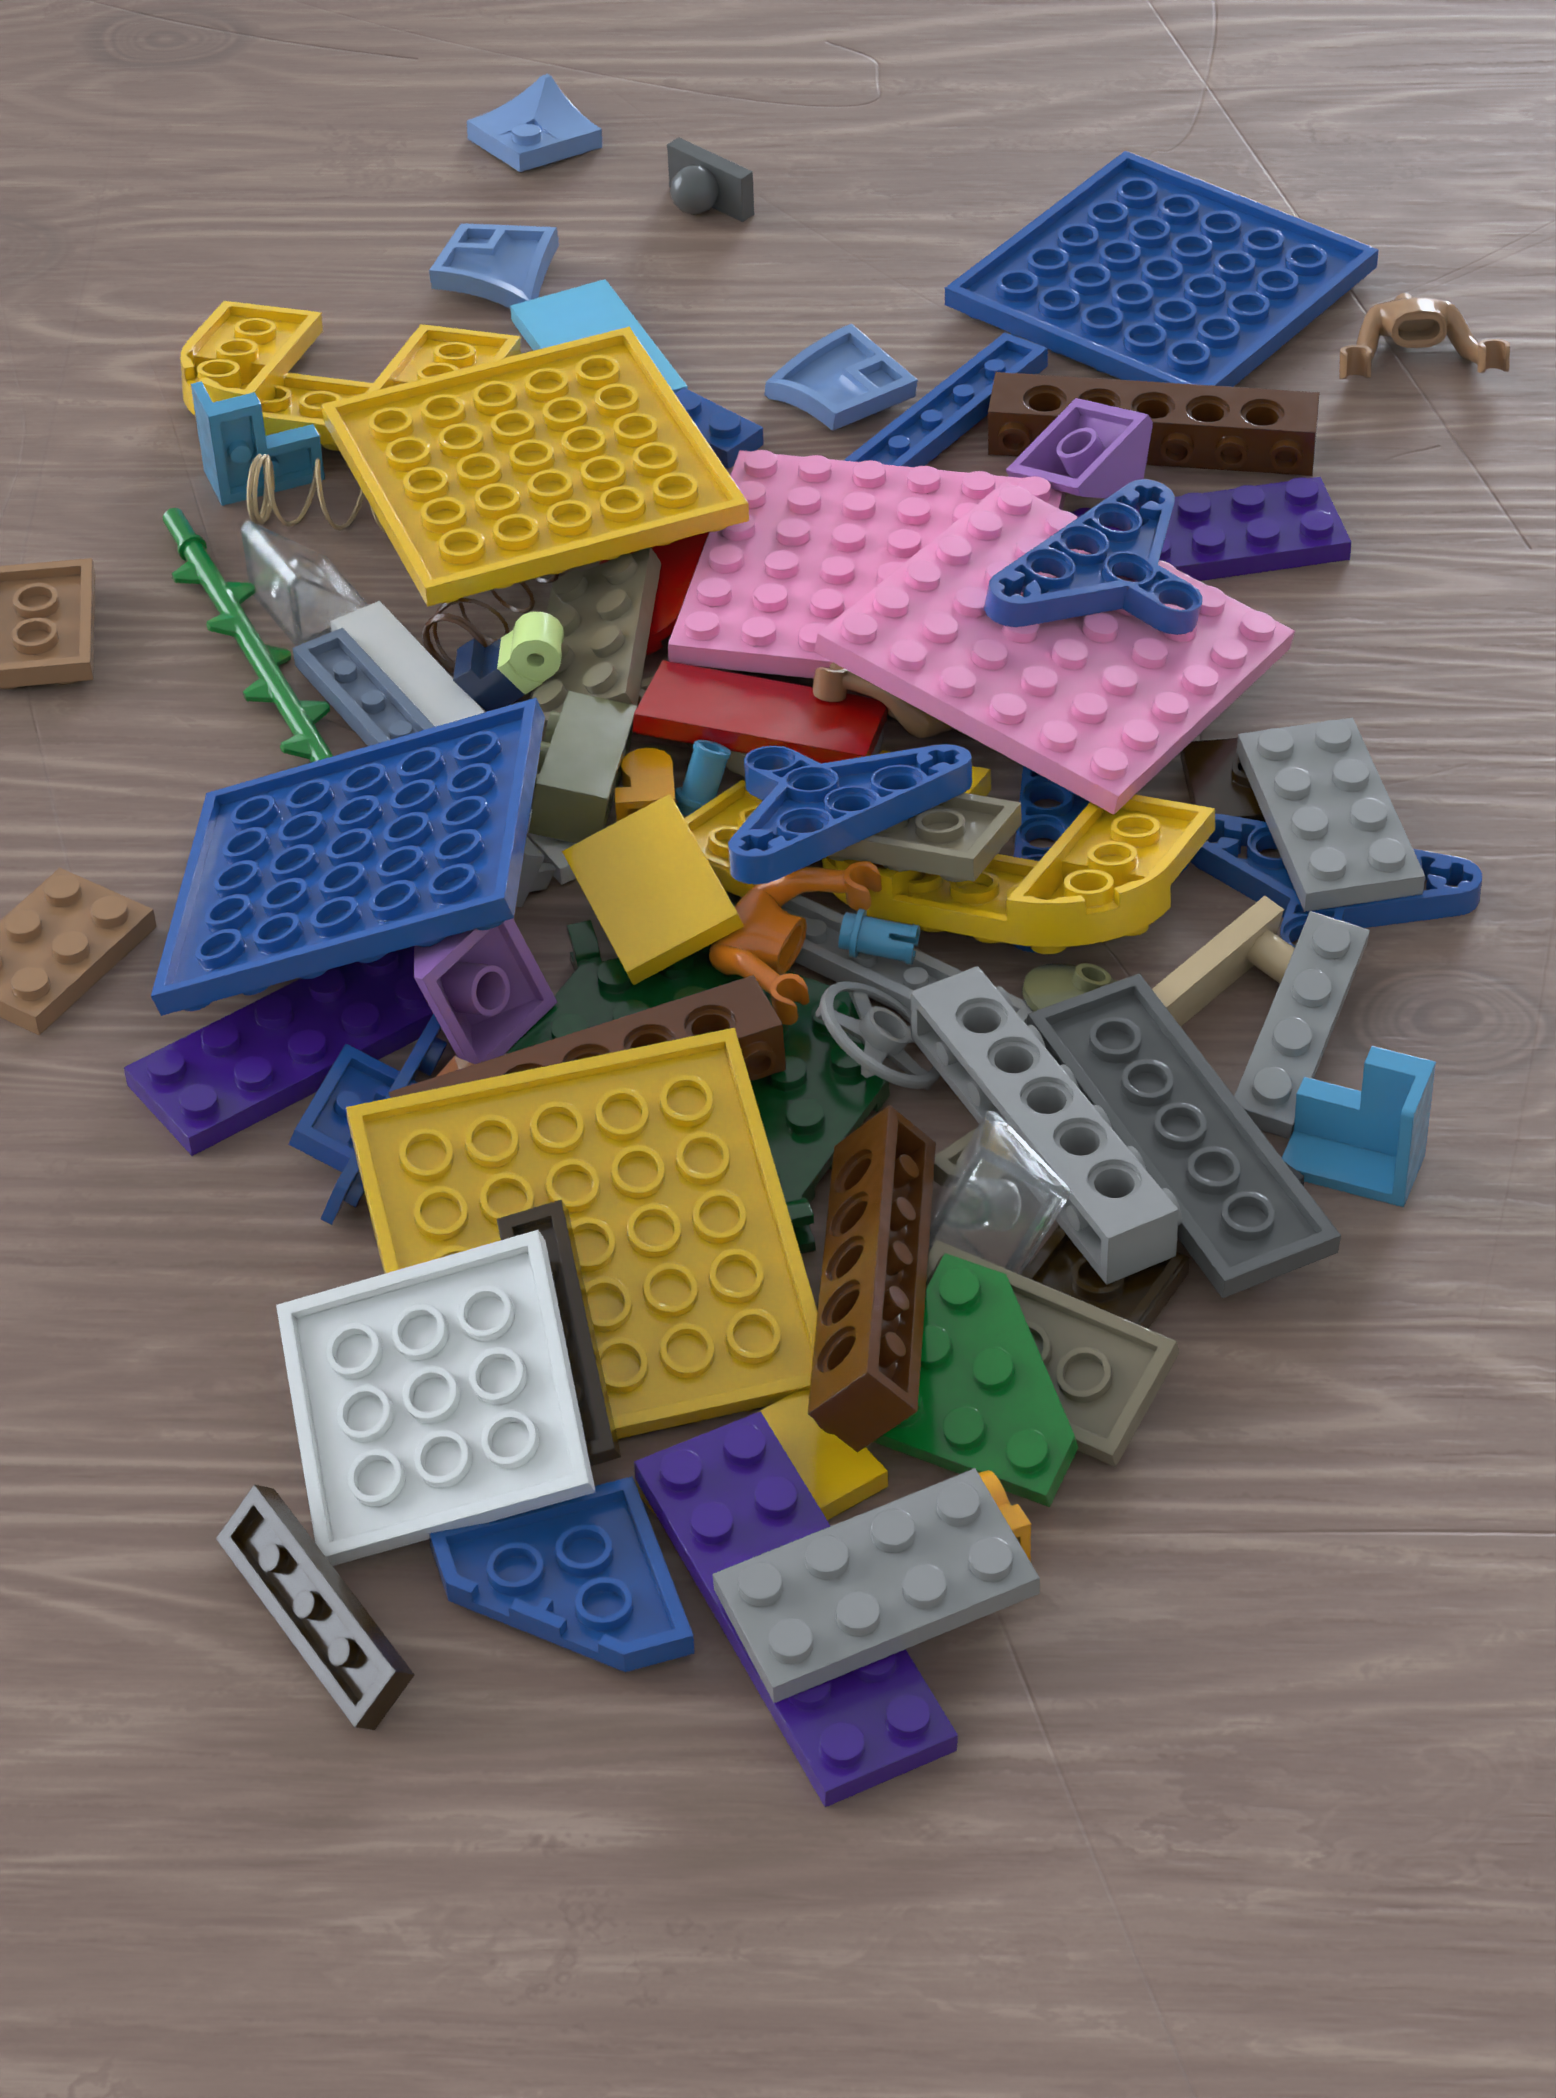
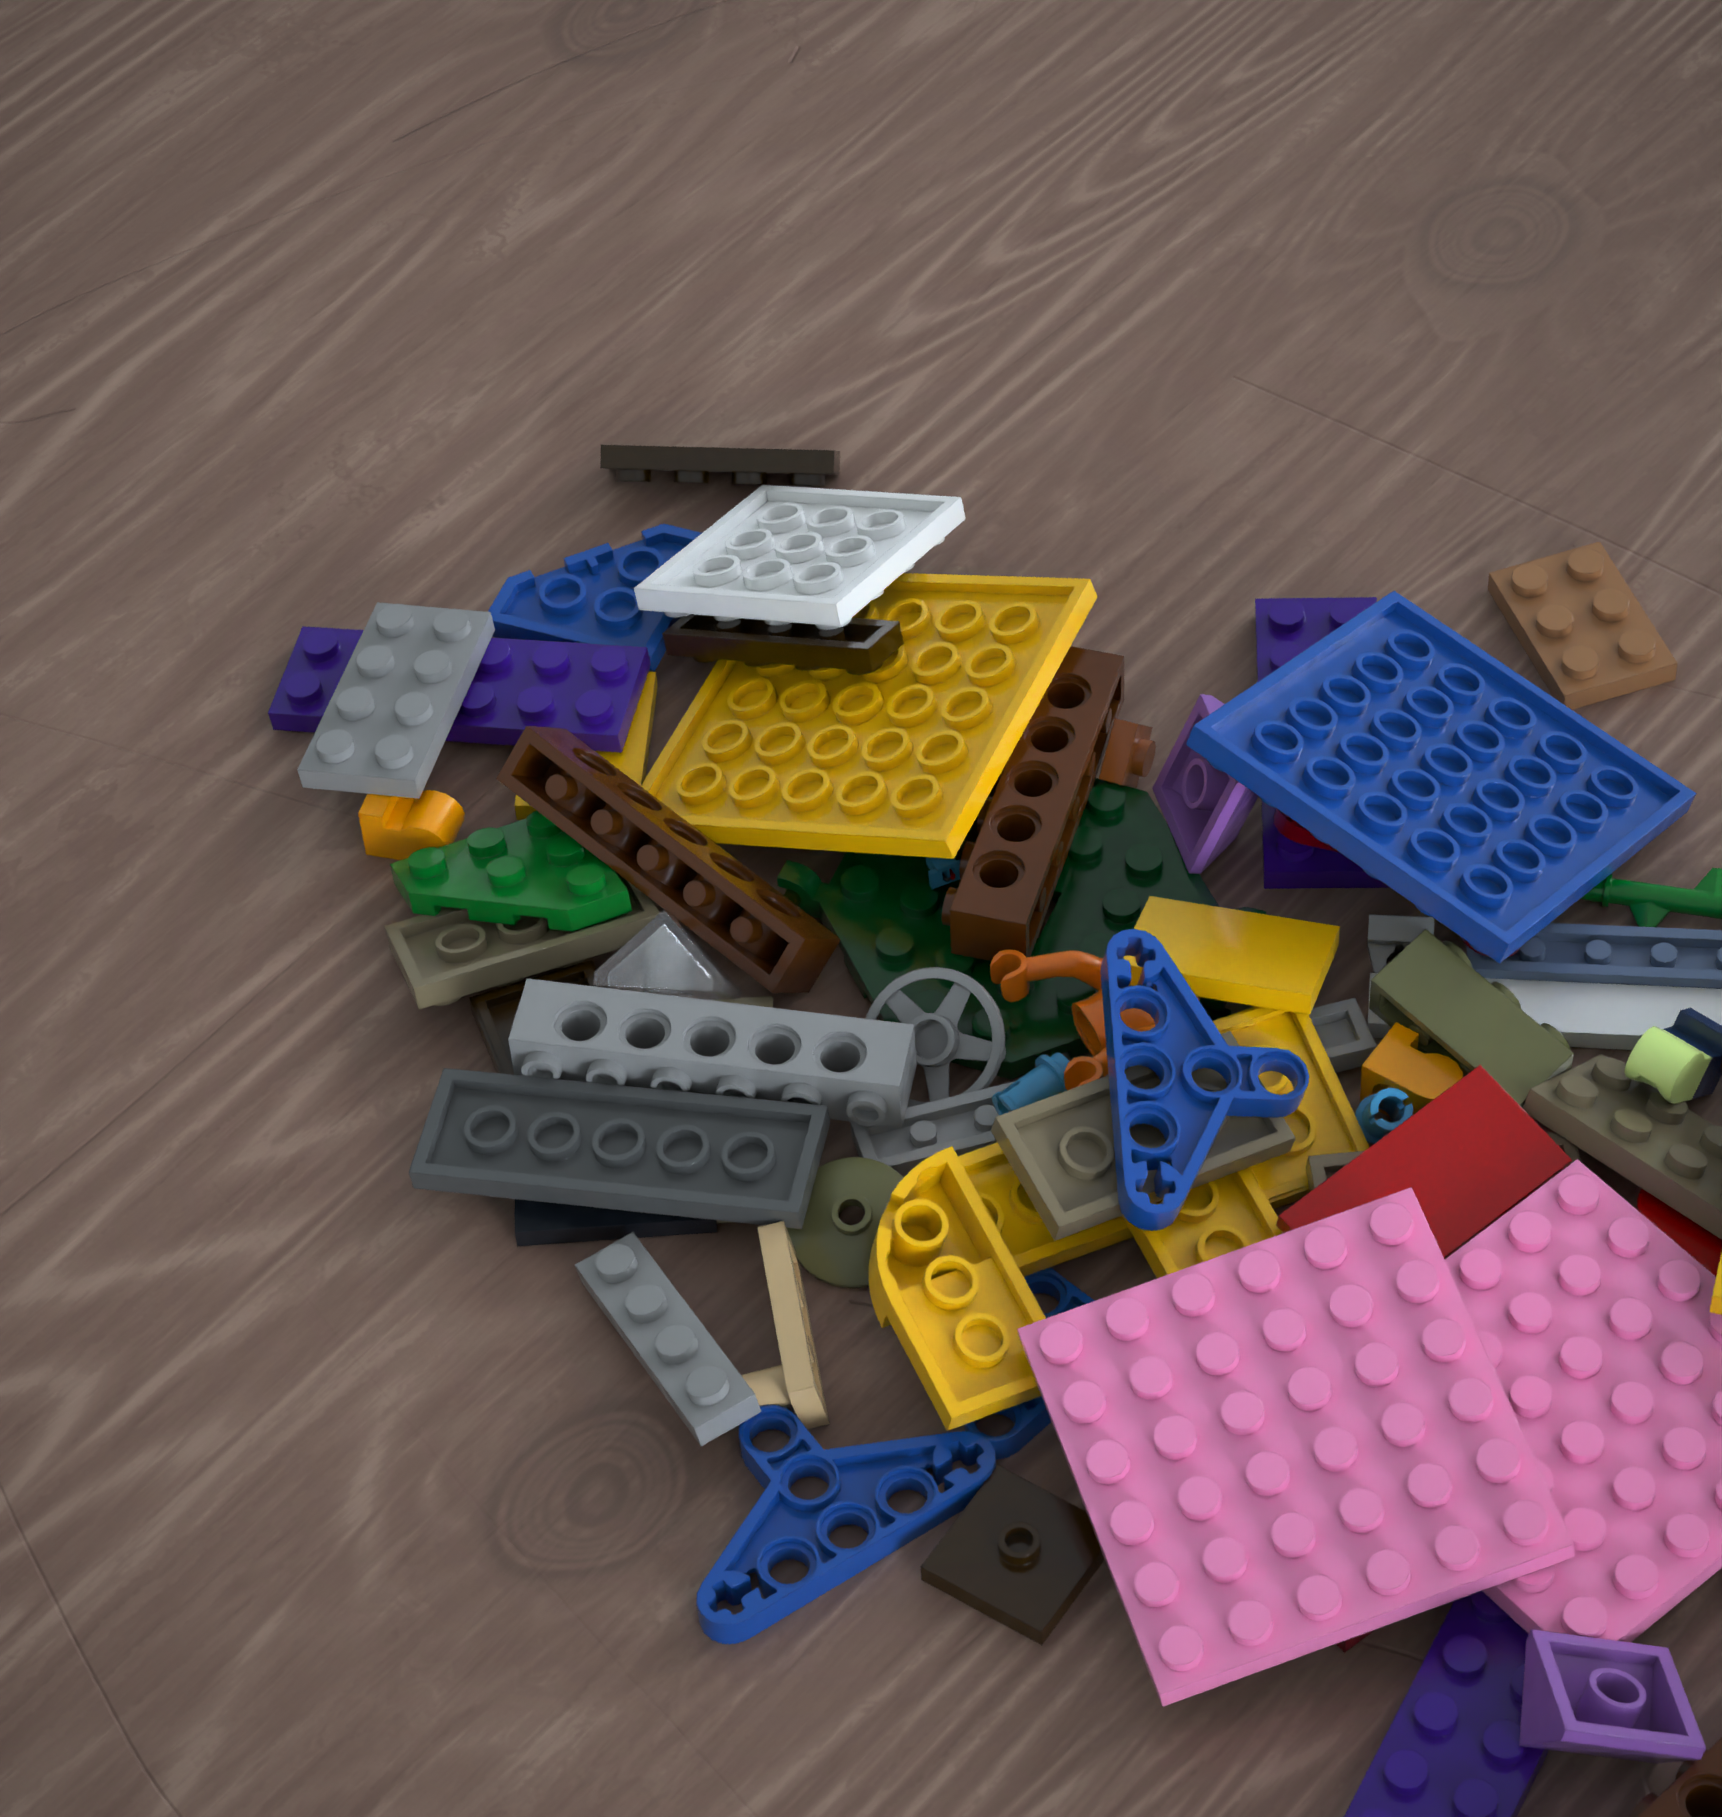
camera: 130 degrees right, 5 degrees up
(351, 1082) = (1166, 682): blue bracket -> none
(1091, 581) = (1349, 1545): blue beam -> none
(1329, 814) = (888, 1540): light grey plate -> none
(1365, 1138) = (498, 1296): dark azure panel -> none

